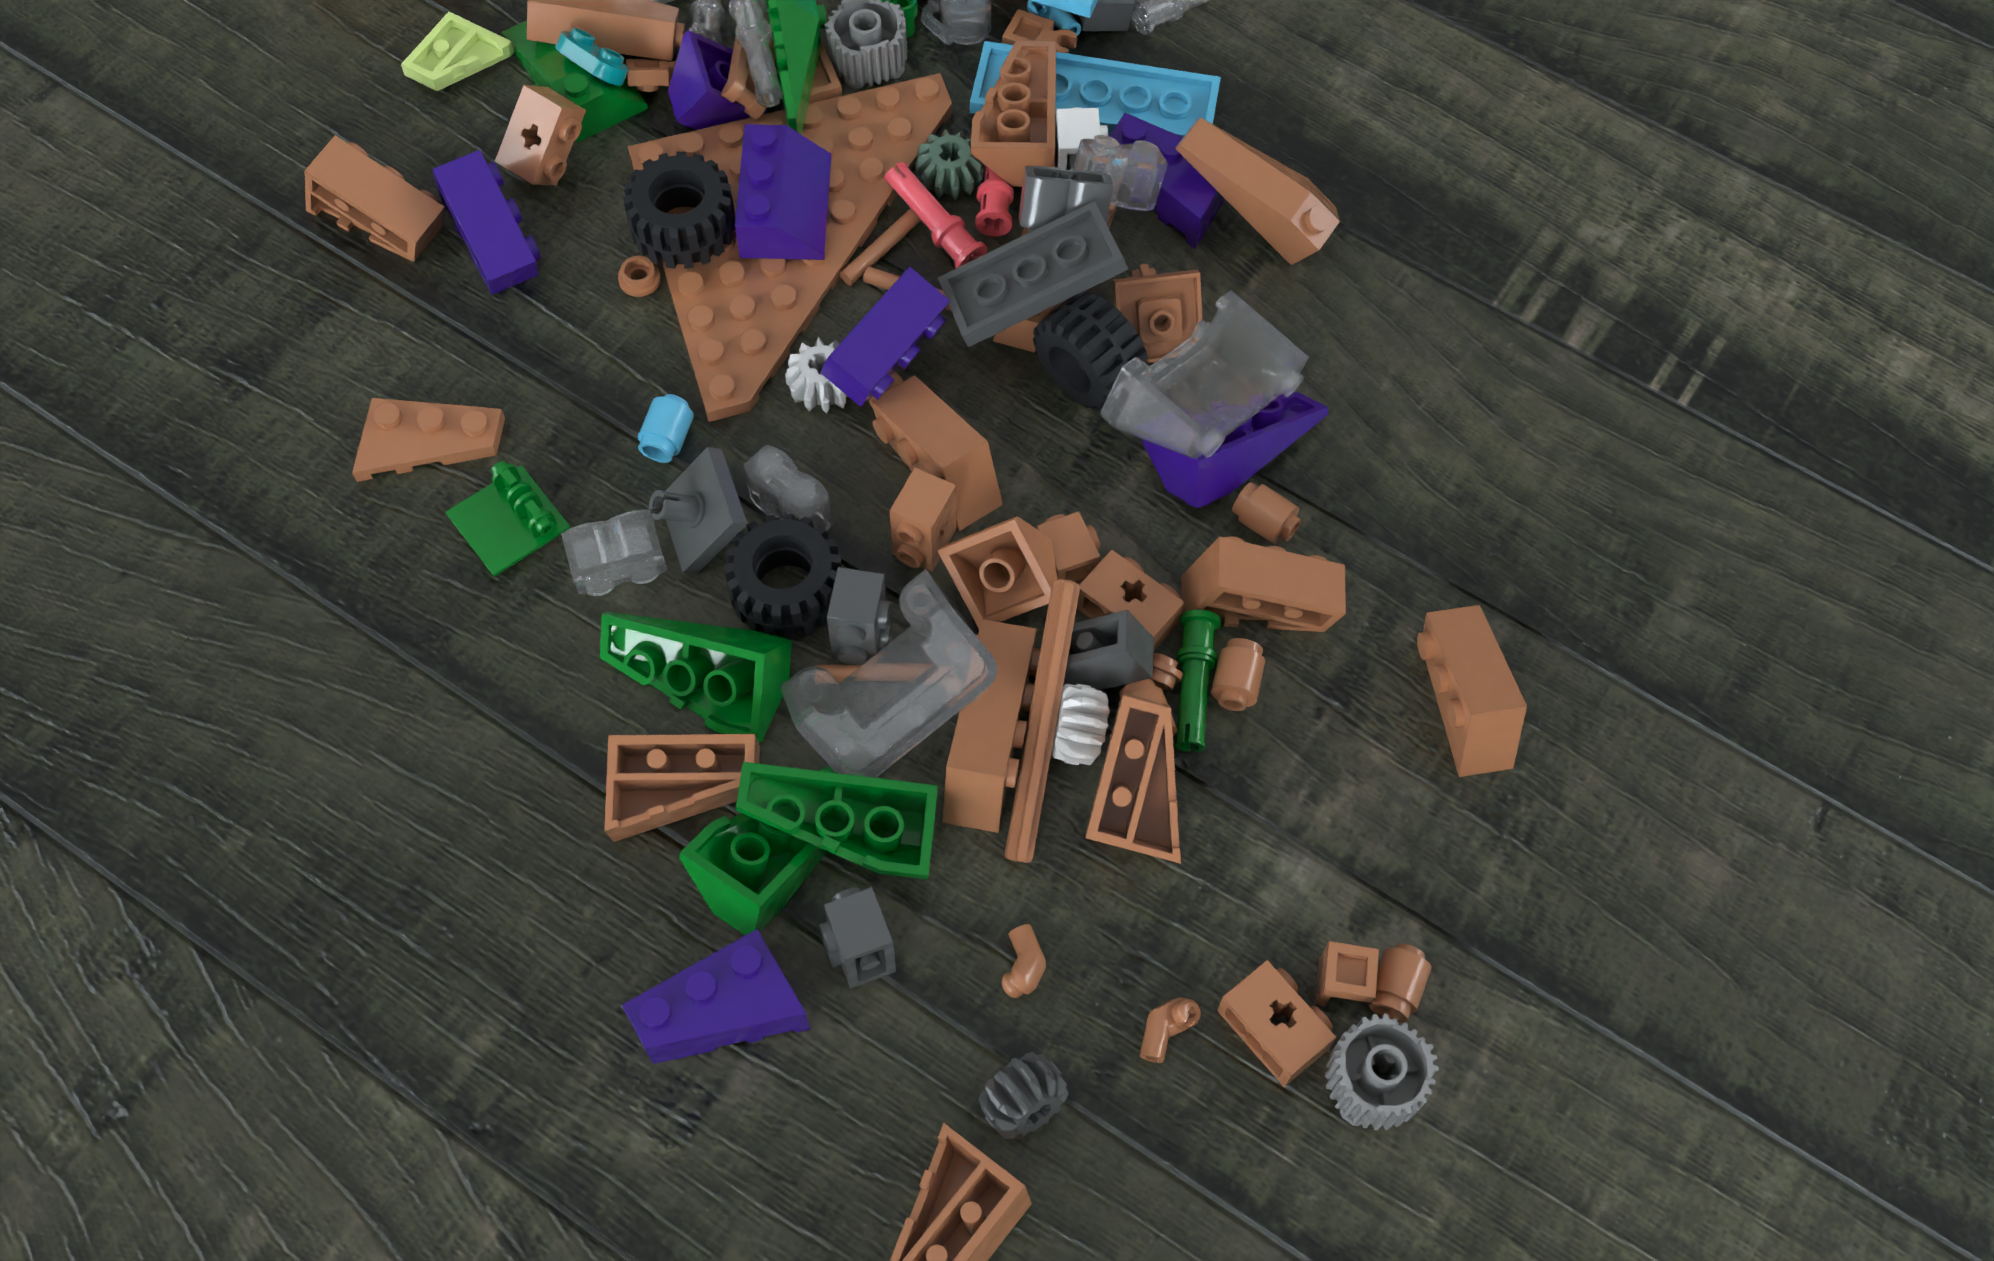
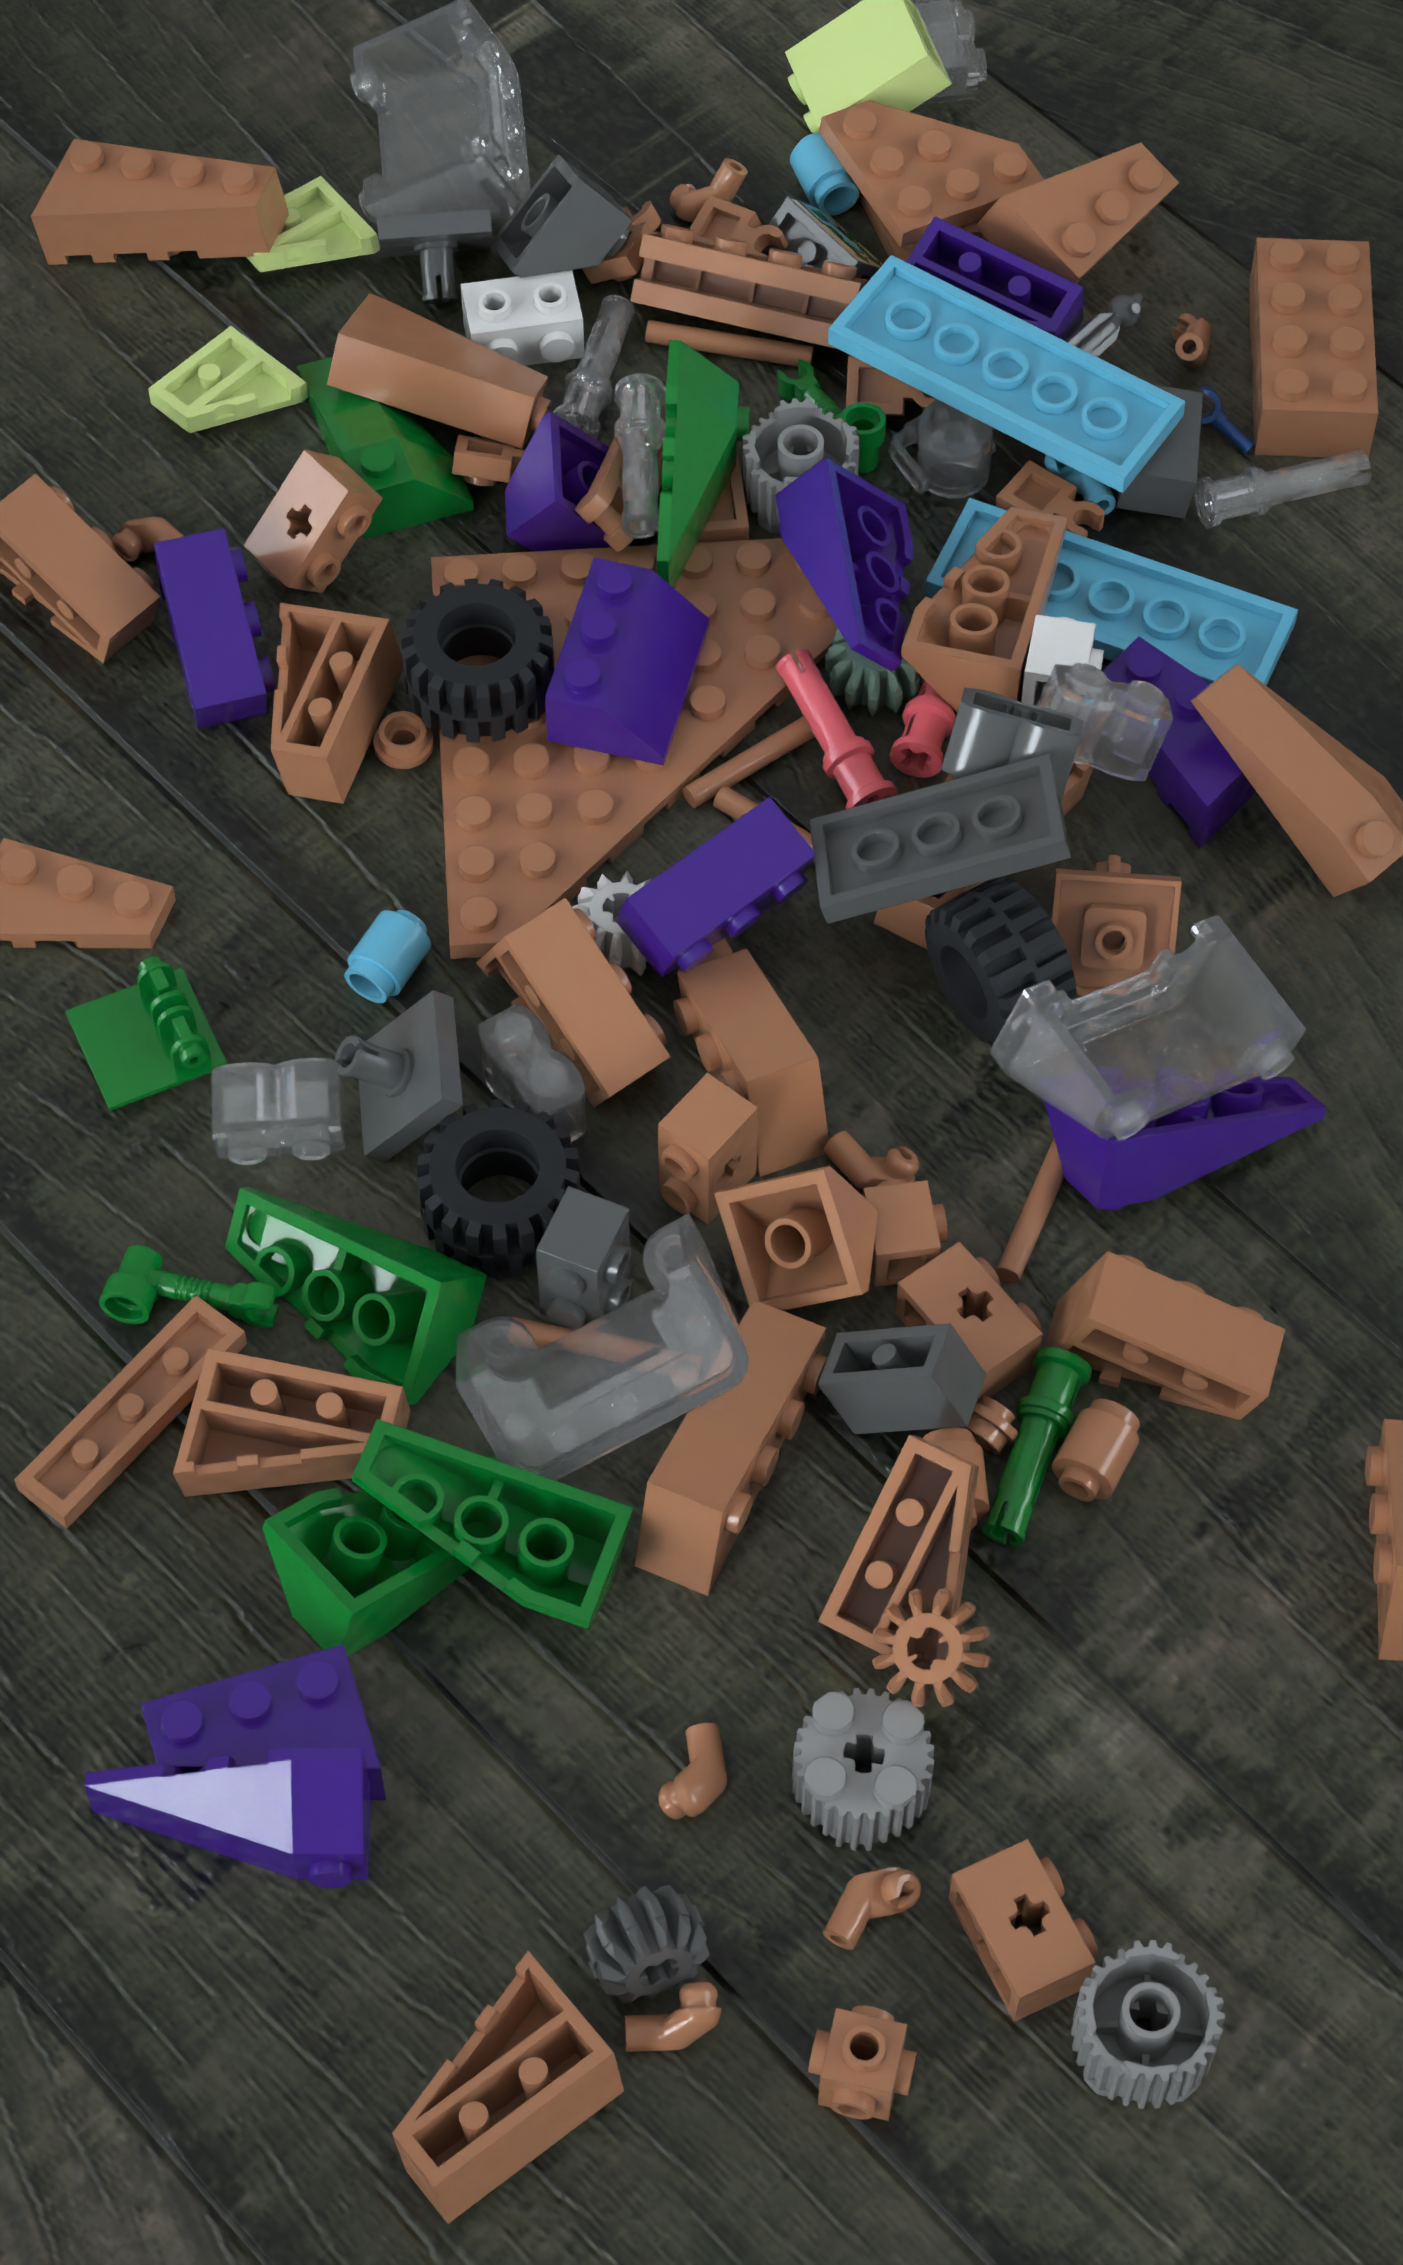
camera: 15 degrees right, 5 degrees down
(420, 167) = (140, 534): none -> nougat arm
(545, 696) = (140, 1282): none -> green brick
(559, 792) = (127, 1413): none -> nougat plate
(581, 253) = (329, 696): none -> nougat wedge
(598, 61) = (414, 432): teal plate -> none
(752, 1061) = (293, 1816): none -> dark purple wedge
(809, 432) = (579, 999): none -> nougat wedge
(858, 936) = (475, 1686): dark grey brick -> none
(917, 89) = (853, 553): none -> dark purple wedge
(1033, 512) = (869, 1170): none -> nougat arm
(1042, 721) = (799, 1453): nougat axle -> none
(1054, 1150) = (678, 2028): none -> nougat arm
(1080, 724) = (850, 1469): white gear -> none
(1145, 908) = (870, 1734): none -> light grey brick
(1151, 521) = (1032, 1218): none -> nougat bar
(1184, 853) = (941, 1669): none -> nougat gear
(1188, 1163) = (862, 2086): none -> nougat brick
(1267, 513) = (1198, 1237): nougat brick -> none
(1347, 973) = (1137, 1882): nougat panel -> none
(1400, 982) = (1210, 1913): nougat brick -> none

